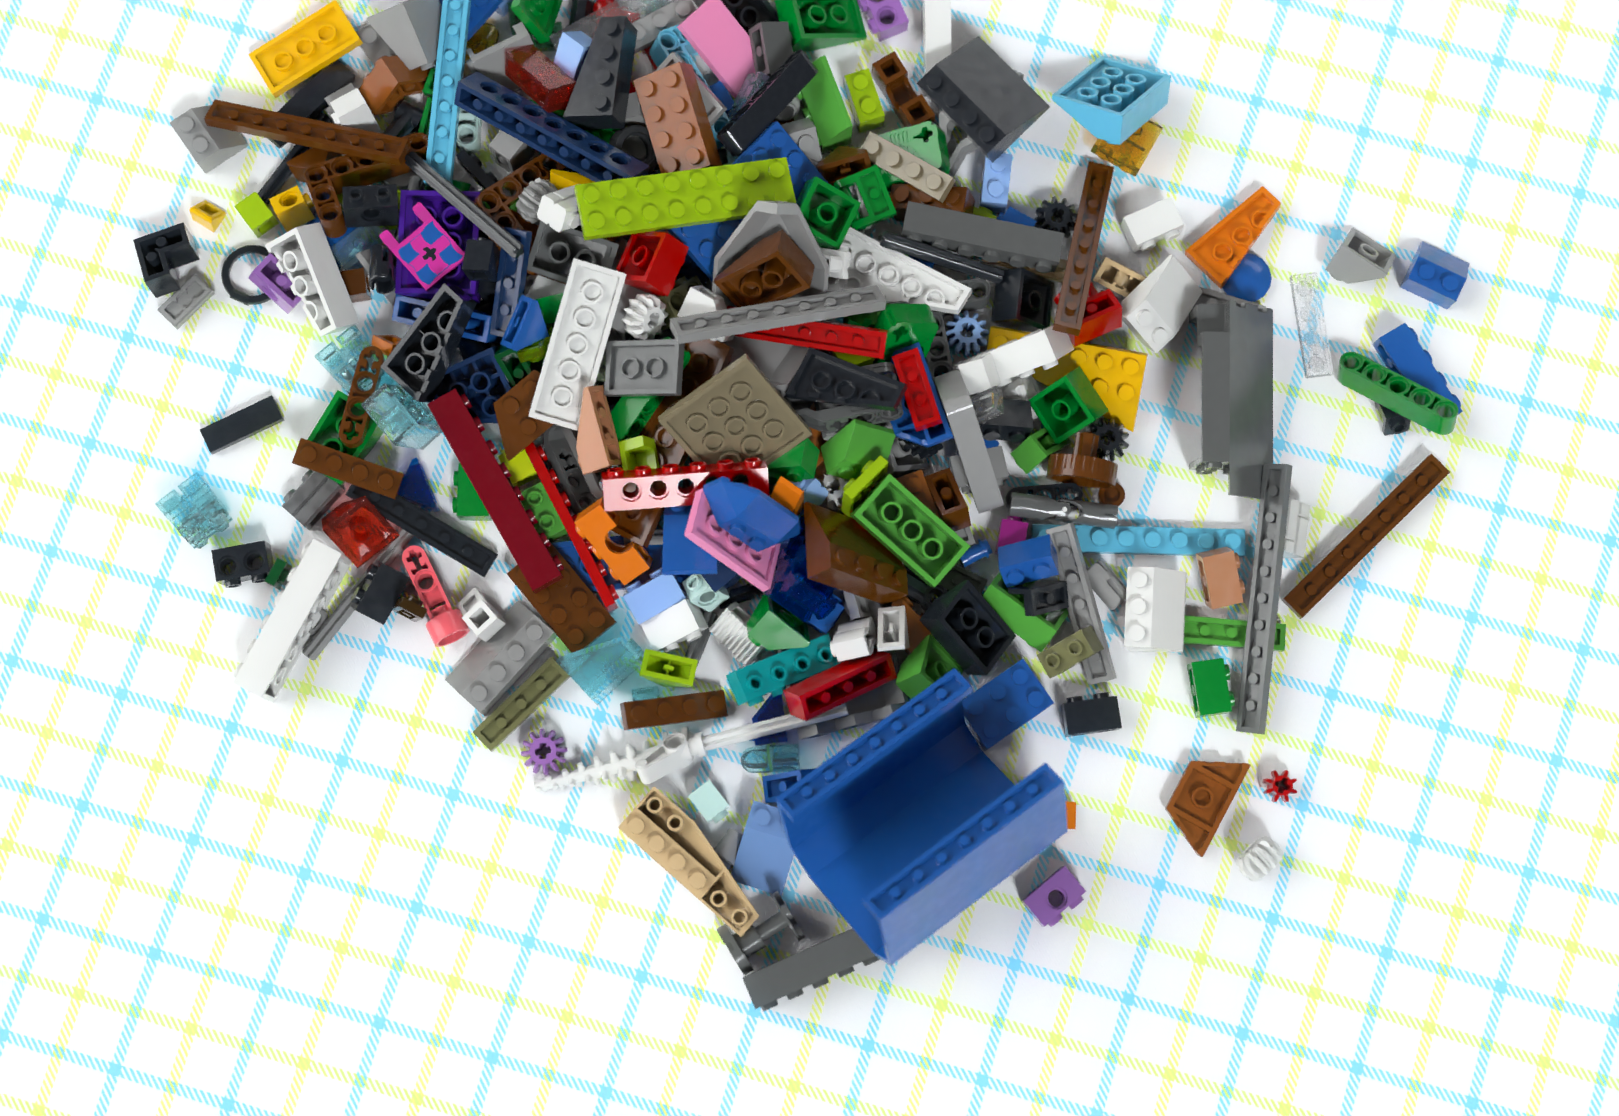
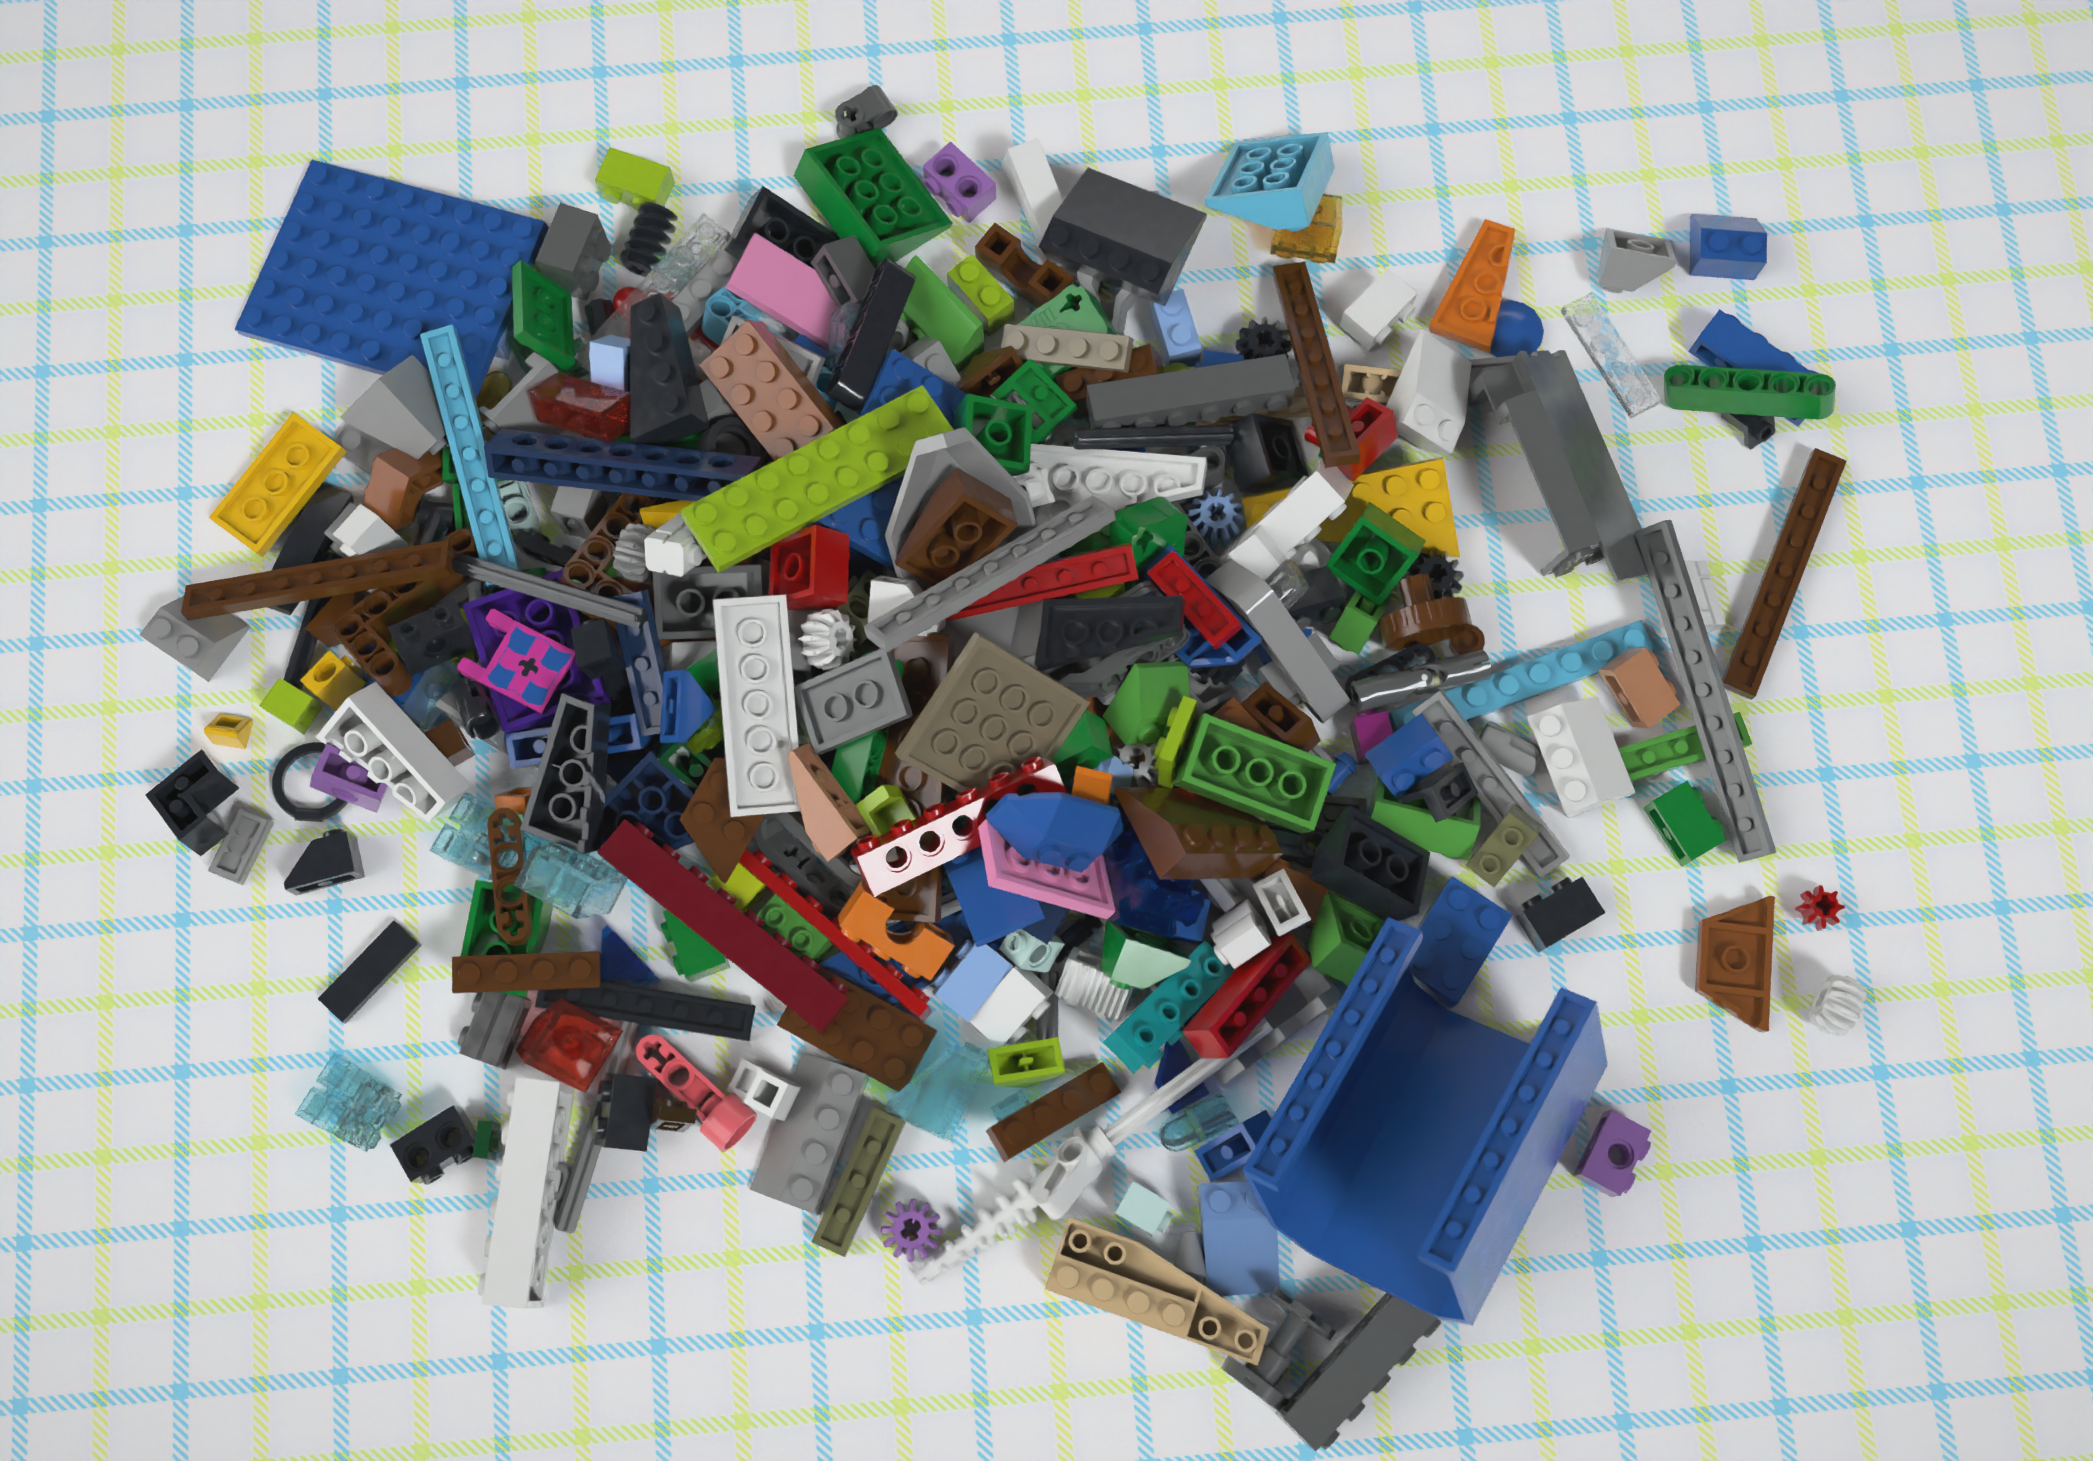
camera: 20 degrees left, 5 degrees down
(240, 336) = (326, 863): none -> black slope

